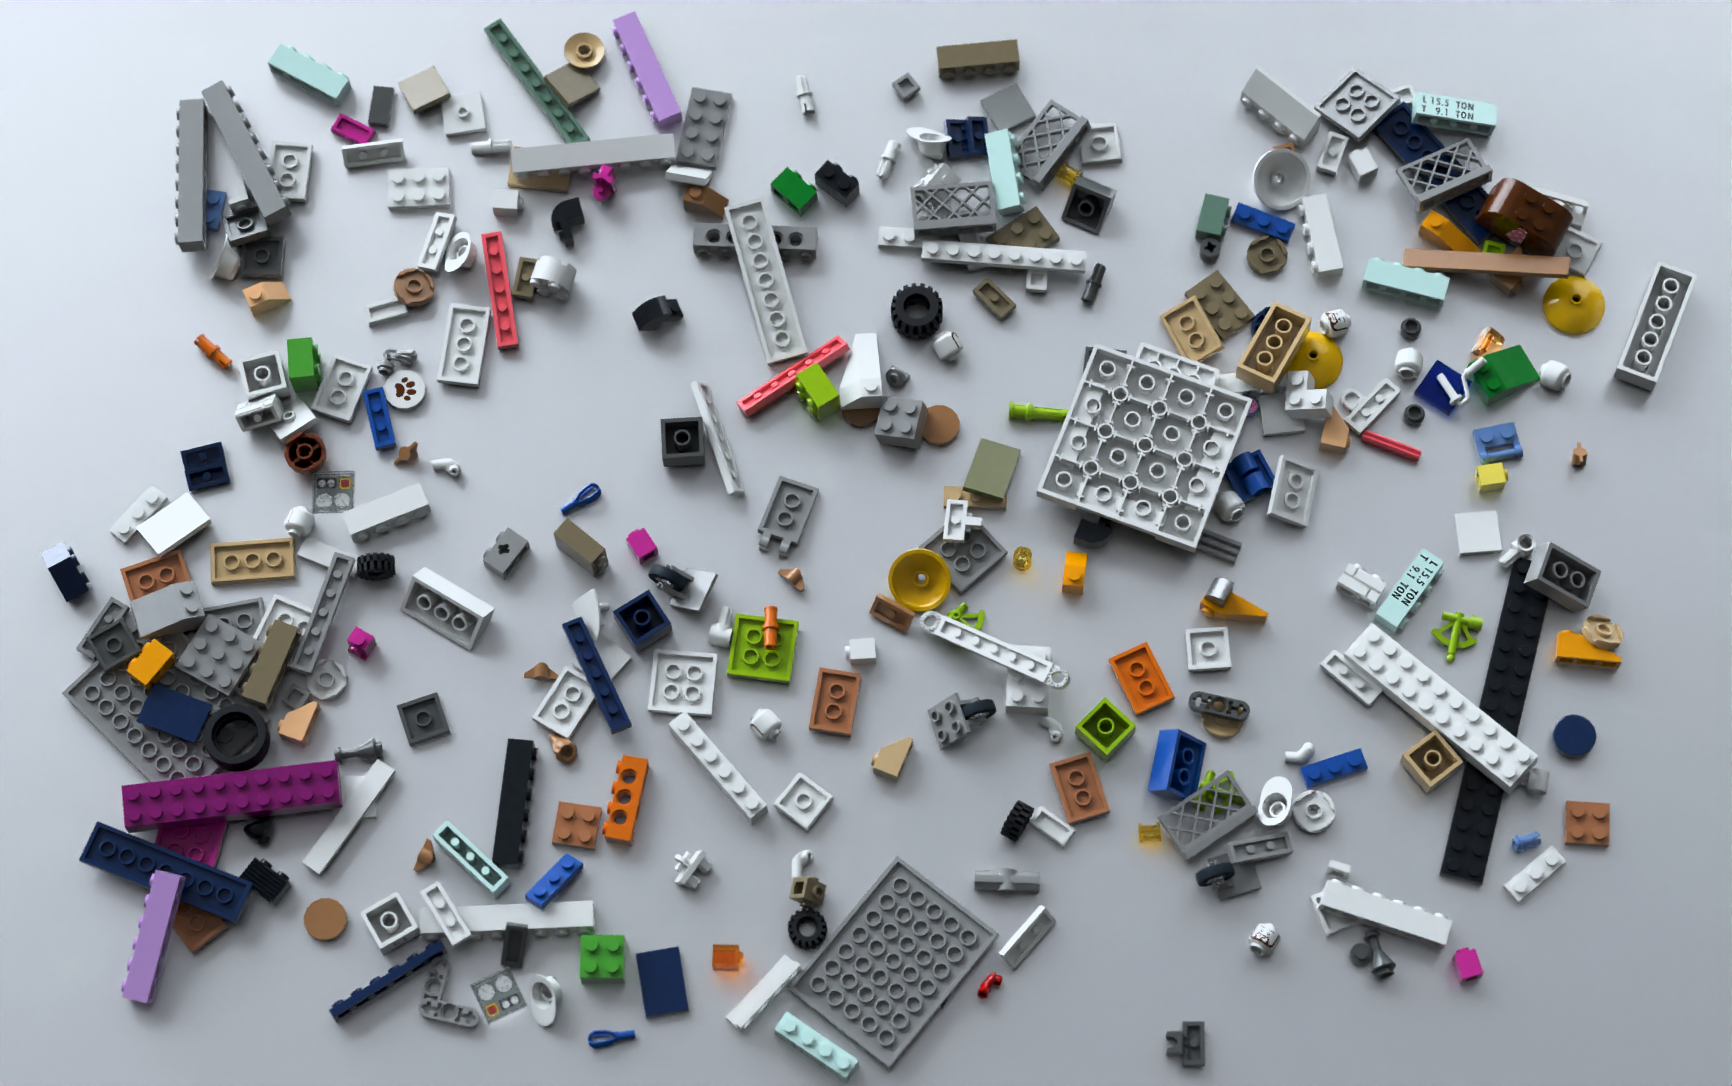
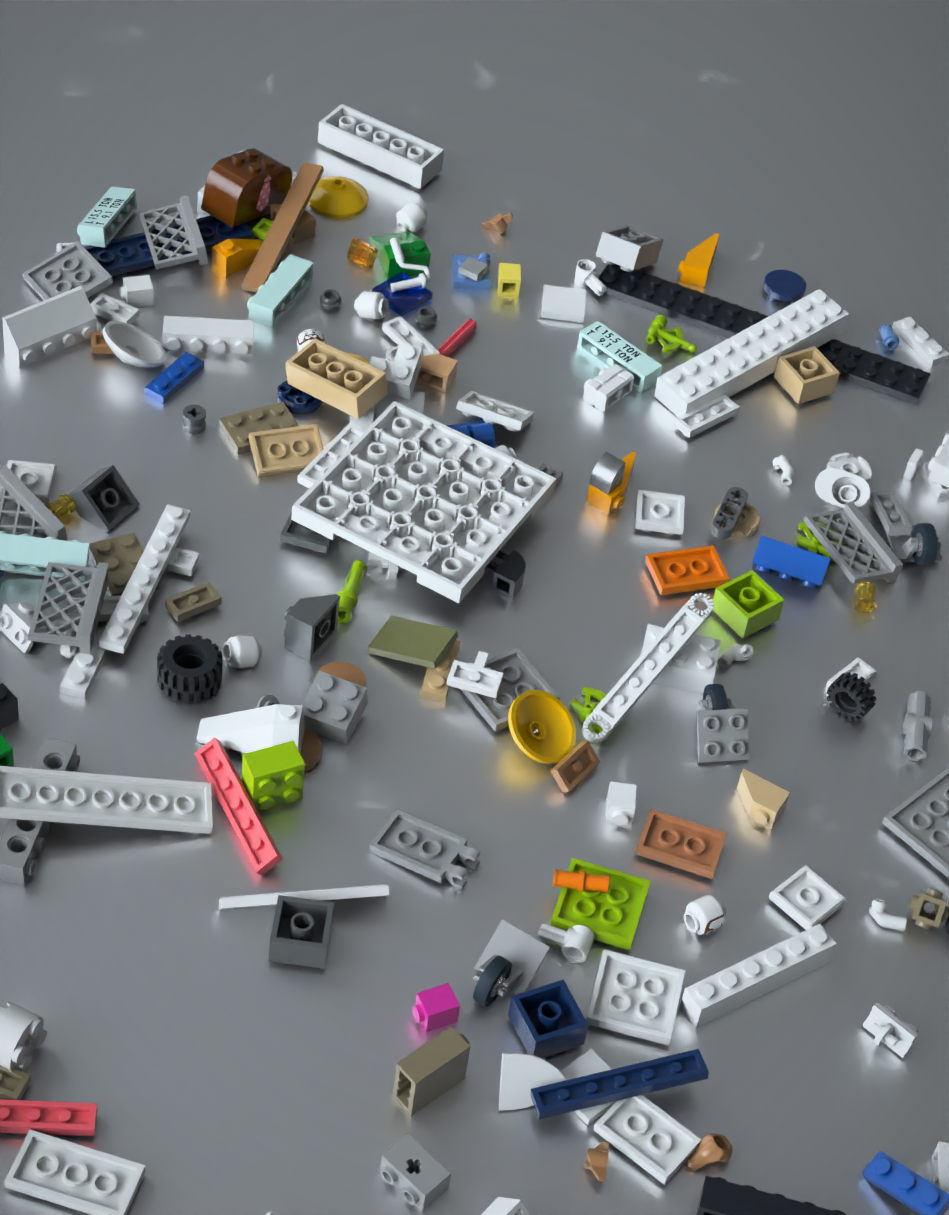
camera: 90 degrees left, 25 degrees down
(575, 501) = (354, 1078): blue piece -> none
(576, 826) = (821, 1156): nougat plate -> none
(624, 833) = (807, 1081): orange brick -> none
(655, 312) = (106, 931): black brick -> none
(793, 577) = (511, 856): medium nougat piece -> none
(980, 388) = (311, 624): none -> dark grey slope
(1020, 564) = (528, 637): clear yellow bush -> none
(1074, 572) = (553, 597): light orange slope -> none
(1079, 788) = (810, 644): nougat plate -> none
(1093, 283) = (203, 516): dark grey axle -> none
(1212, 217) = (157, 408): sand green brick -> none
(1266, 256) = (213, 383): dark tan tile -> none
(1333, 768) = (801, 450): blue plate -> none
(1488, 441) = (473, 268): none -> light grey tile
(1587, 823) = (871, 298): nougat plate -> none
(1602, 632) = (684, 242): tan tile -> none

